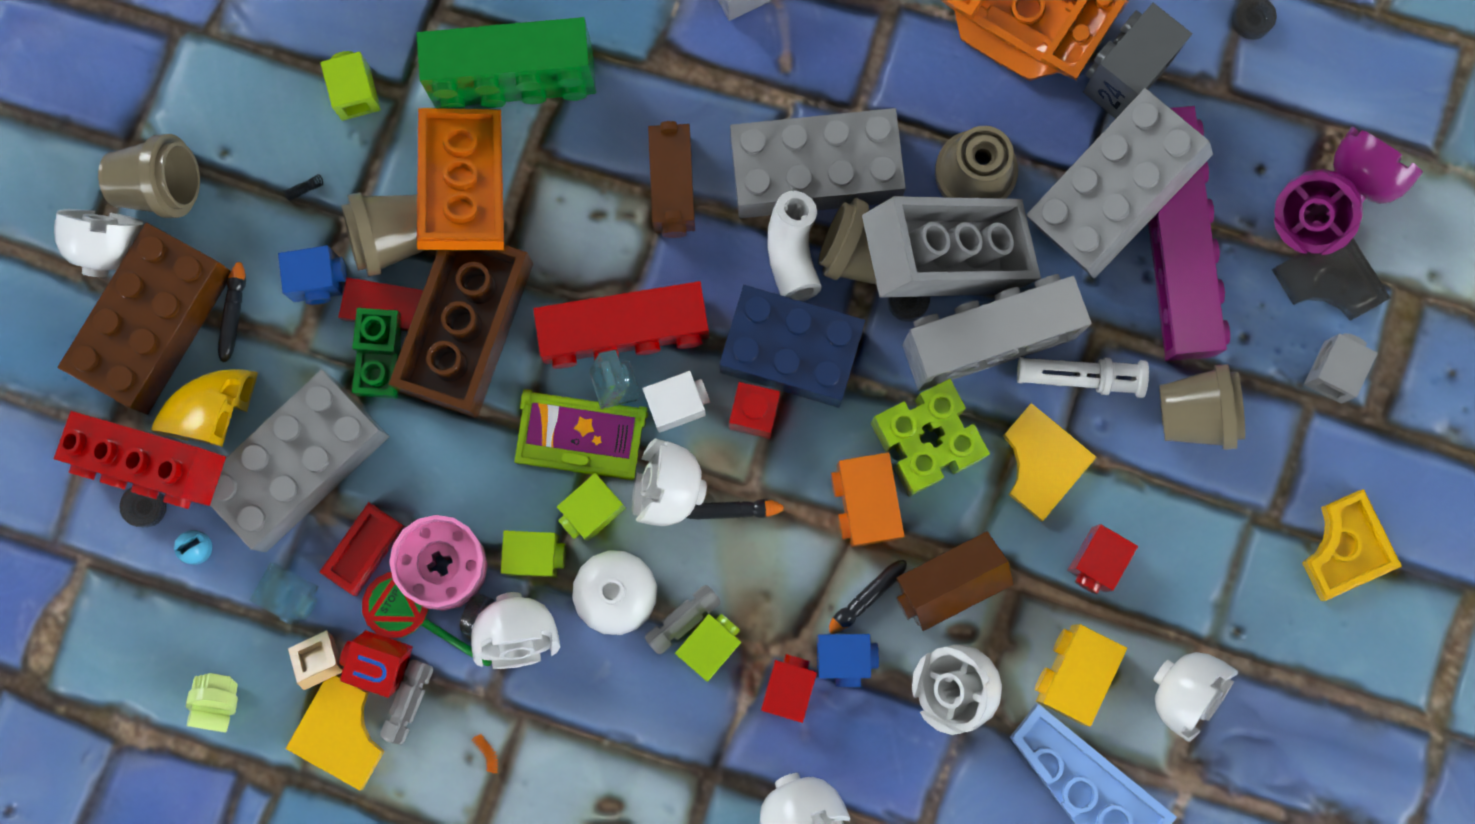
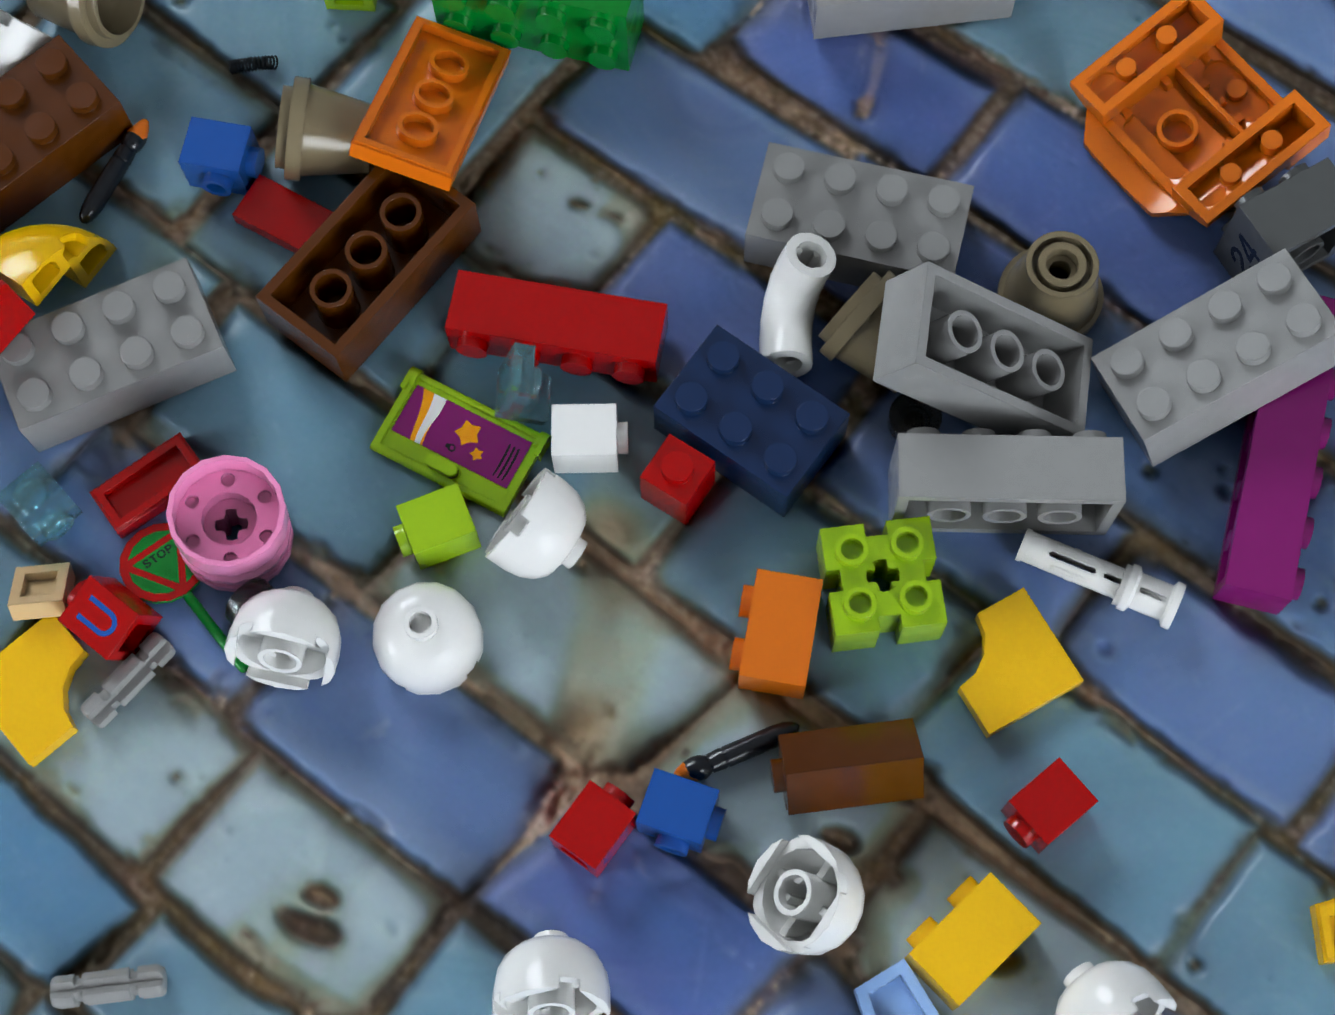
camera: 20 degrees right, 10 degrees down
(377, 348) = (260, 253): green slope -> none
(487, 750) = (198, 776): orange leg -> none
(532, 554) = (345, 556): lime brick -> none
(671, 179) = (679, 186): reddish brown brick -> none
(682, 619) = (497, 699): light grey axle -> none
(709, 645) = (517, 740): lime brick -> none
(722, 510) = (641, 600): black piece -> none
(1204, 409) = (1238, 663): dark tan piece -> none

